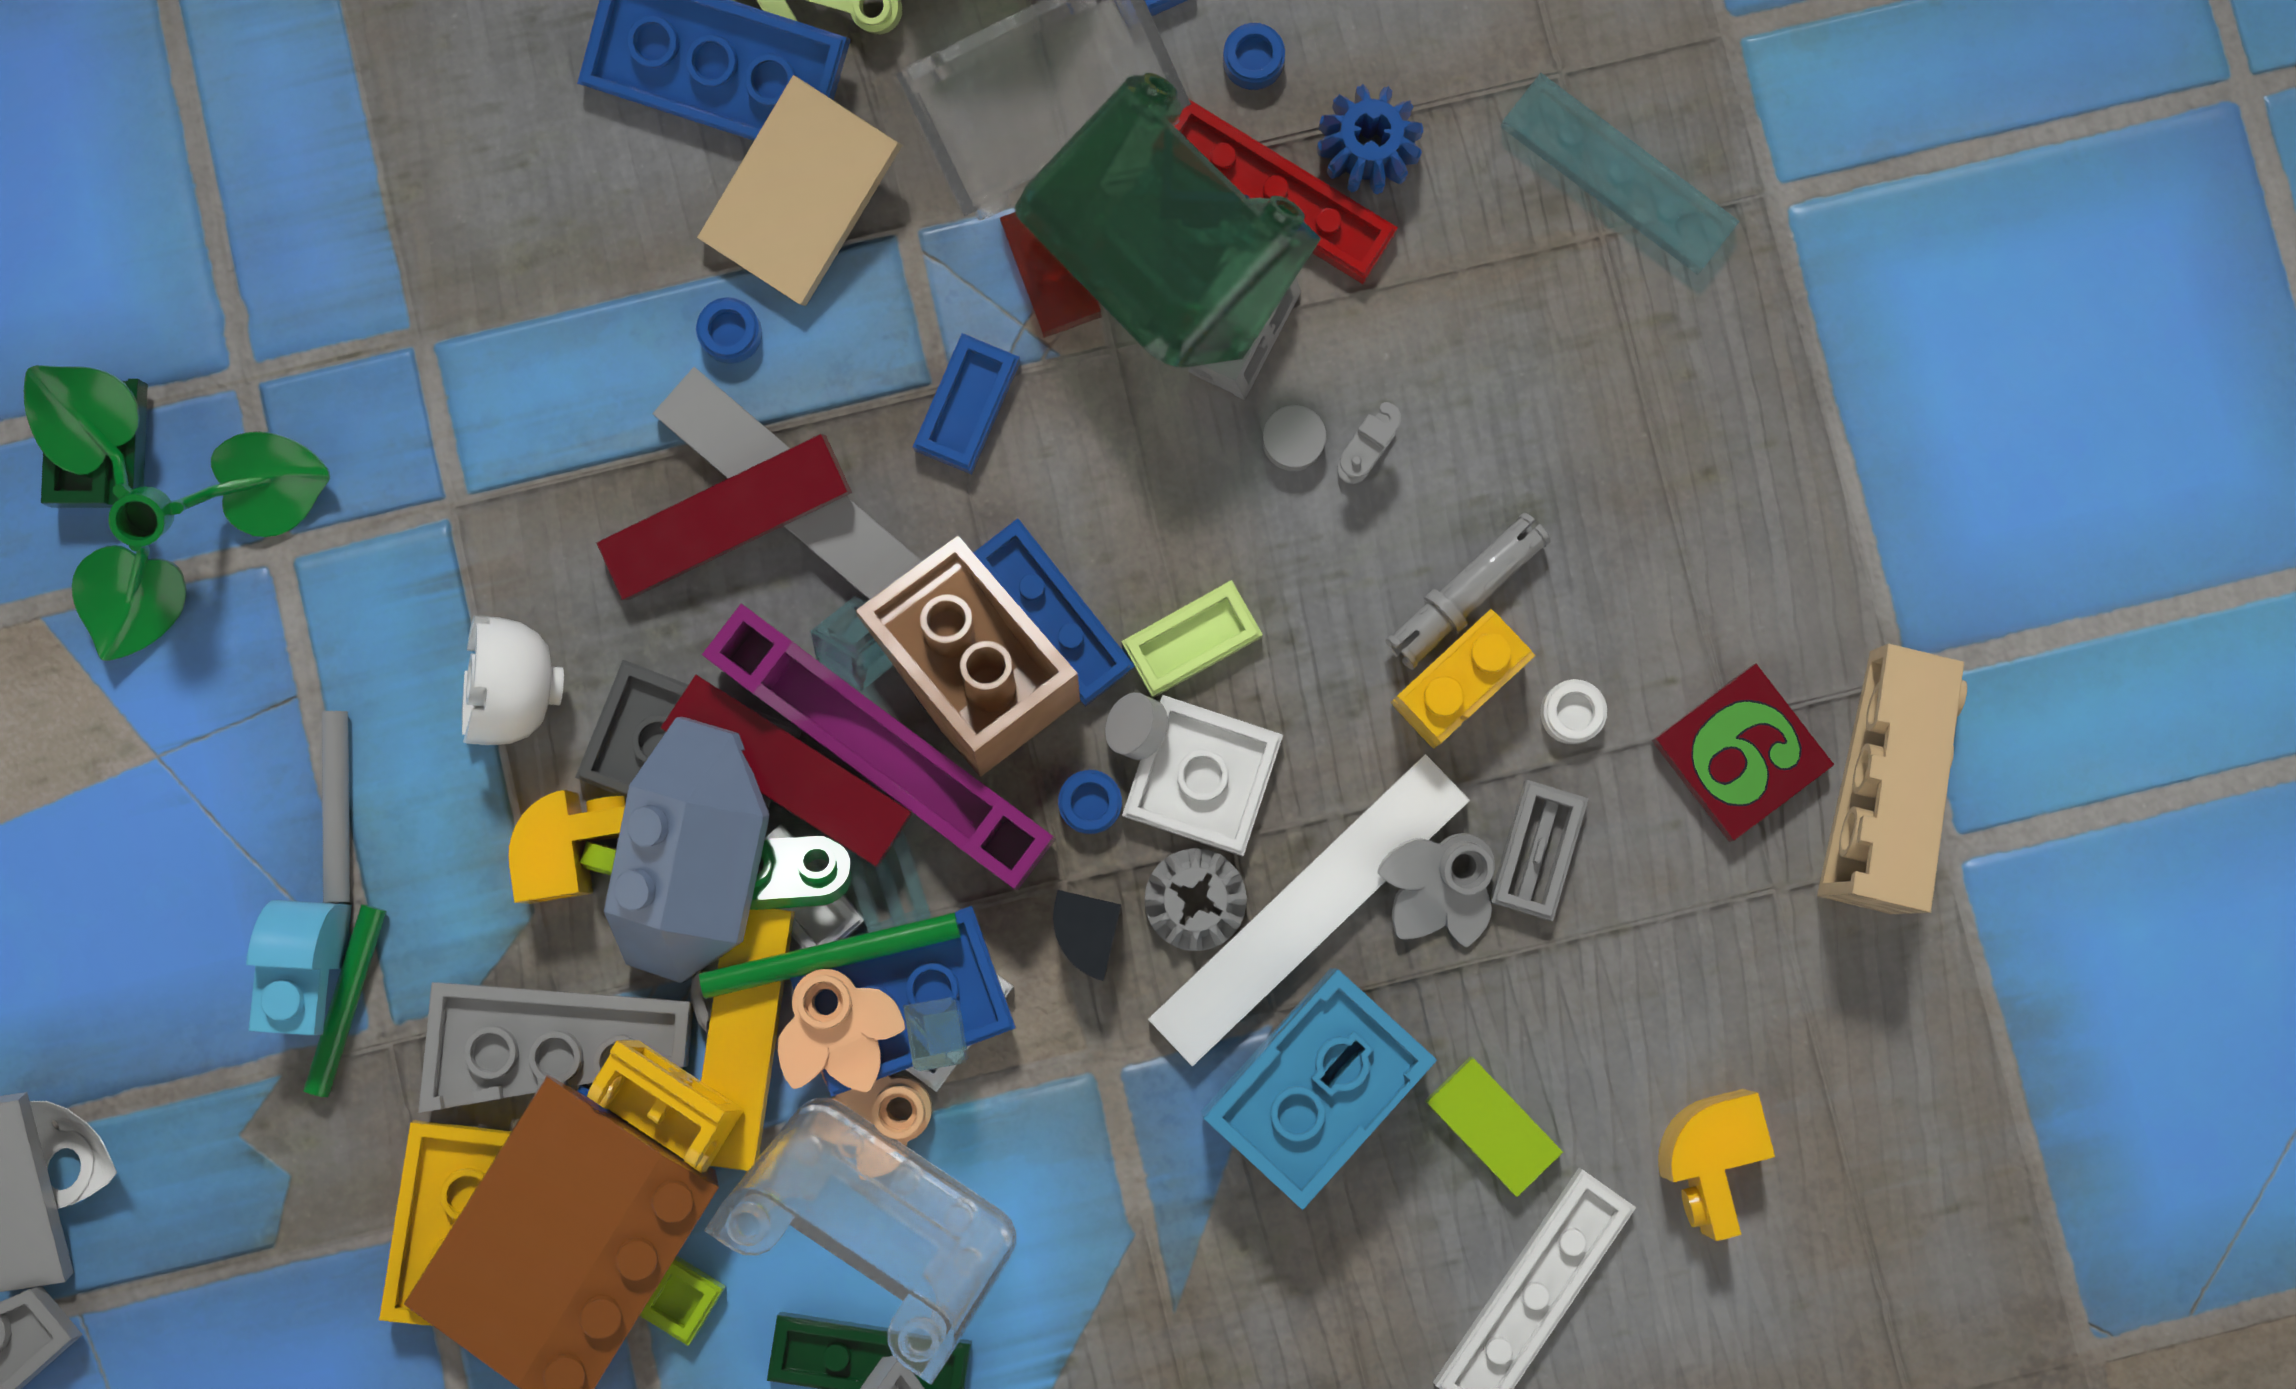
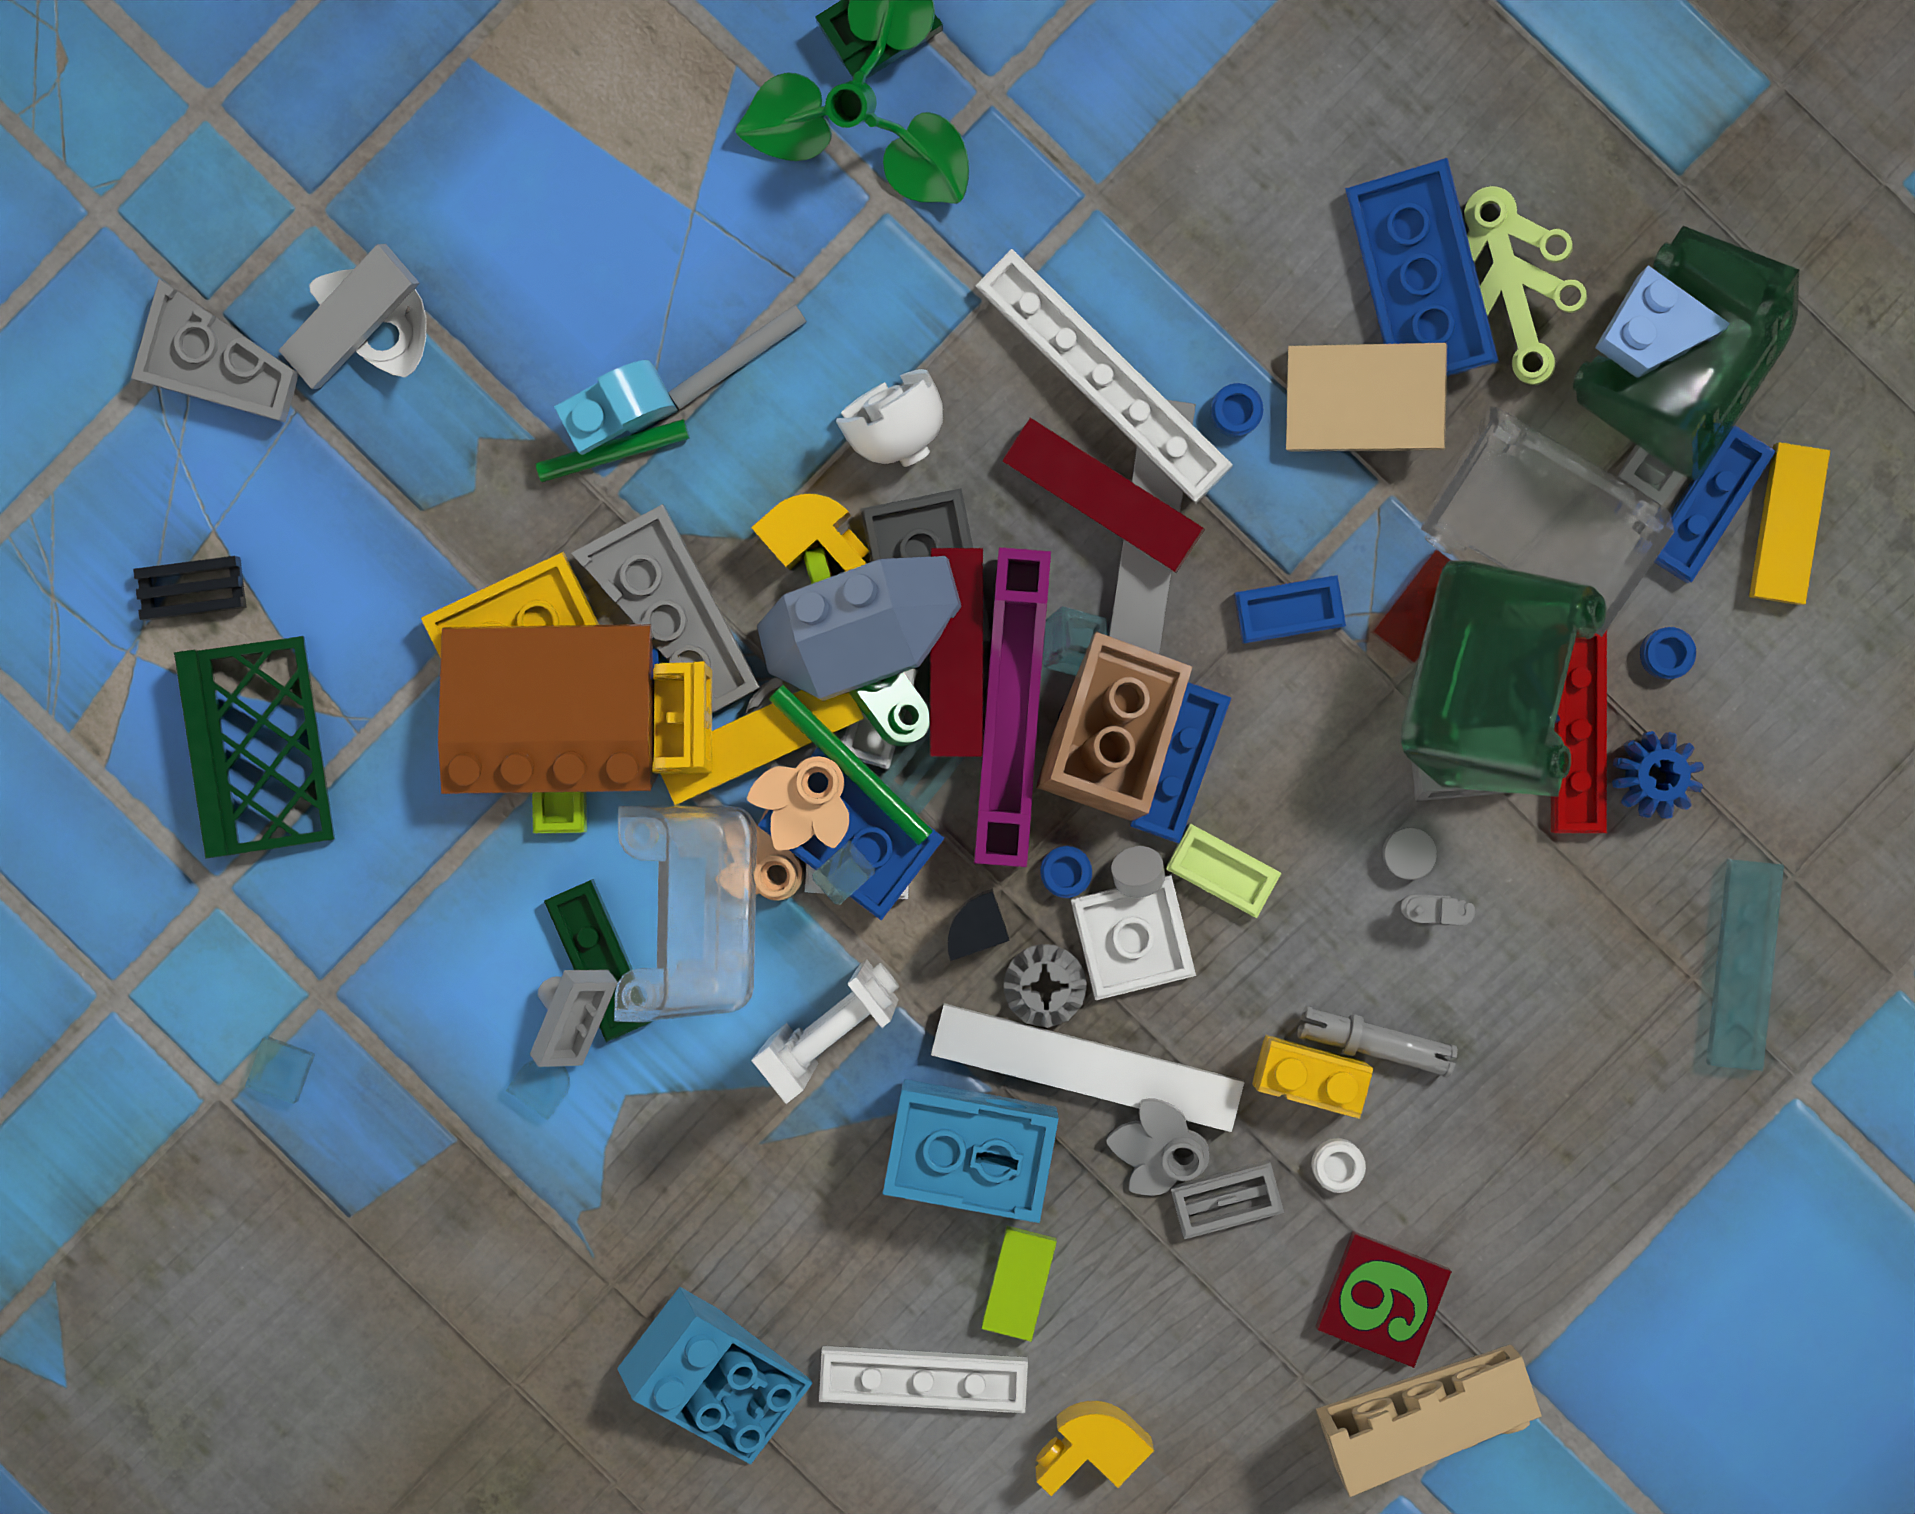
camera: 55 degrees right, 5 degrees up
(603, 440) = (1104, 376): none -> white tile
(1095, 1217) = (790, 1055): none -> white fence

